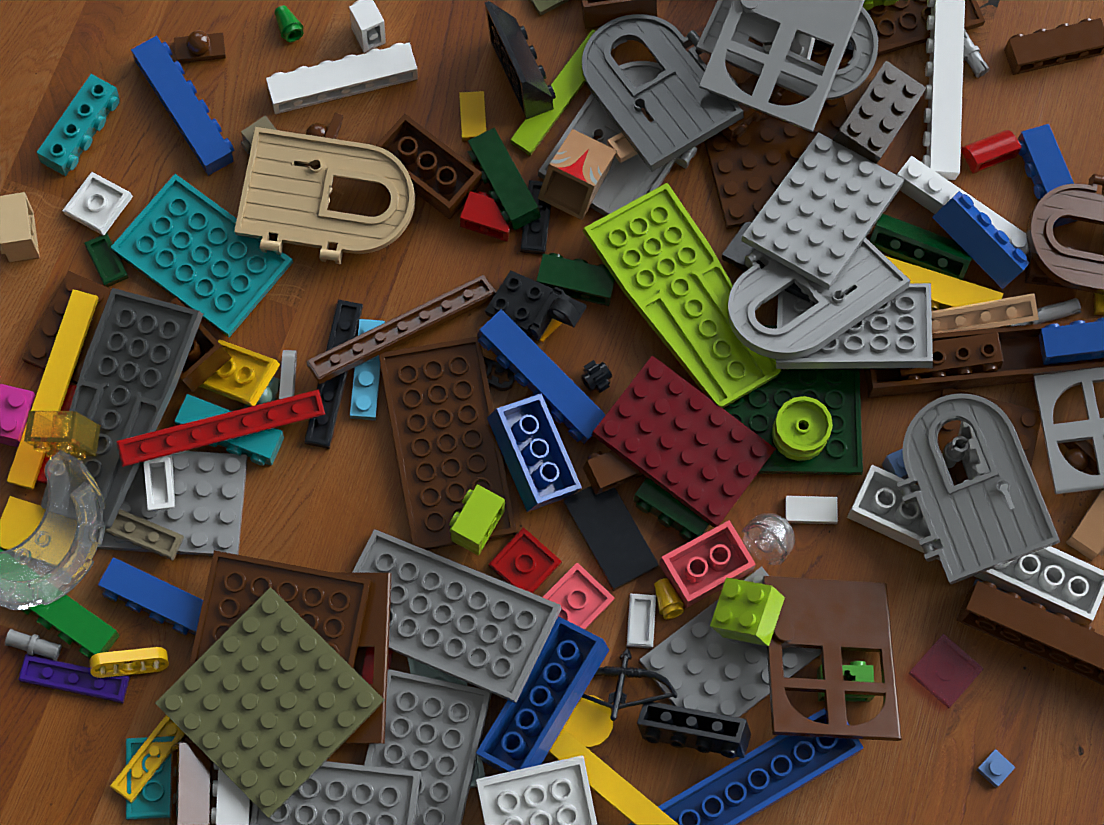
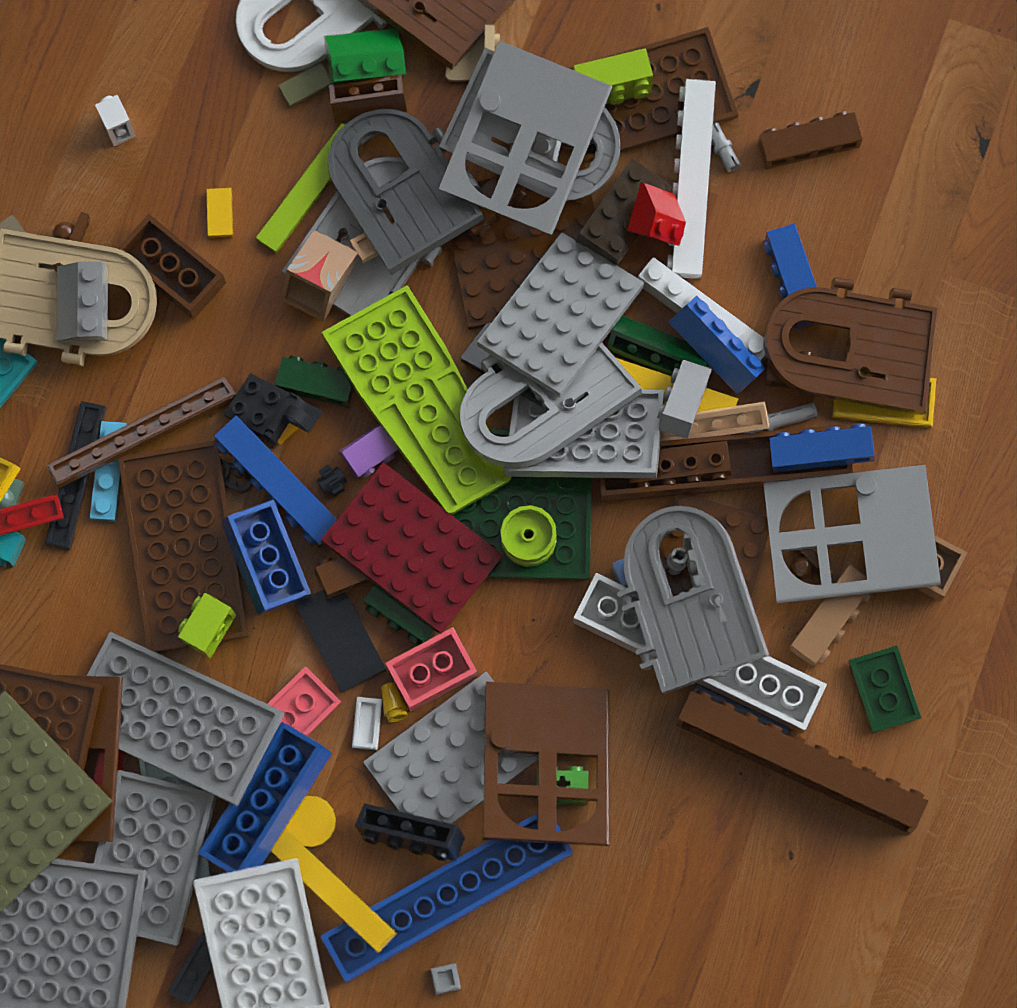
camera: 10 degrees right, 5 degrees up
(288, 24) = (38, 118): green cone -> none
(288, 373) = (30, 477): light grey beam -> none
(340, 197) = (82, 301): none -> light grey slope
(342, 77) = (90, 174): white brick -> none
(484, 216) = (225, 316): red slope -> none
(504, 179) = (246, 279): dark green brick -> none
(519, 62) = (265, 159): black slope -> none
(525, 562) = (256, 666): red tile -> none
(535, 233) = (278, 322): black tile -> none
(623, 672) = (345, 775): black piece -> none
(632, 347) = (368, 451): none -> medium lavender brick
(747, 611) = (465, 718): lime brick -> none
(769, 537) = (494, 642): clear cylinder -> none
(811, 509) = (538, 615): white tile -> none
(915, 115) = (657, 215): none -> red slope
(946, 671) = (662, 776): clear pink tile -> none
(953, 291) = (683, 398): none -> light grey brick
(991, 151) = (737, 249): red brick -> none
(995, 768) = (705, 872): medium blue plate -> none

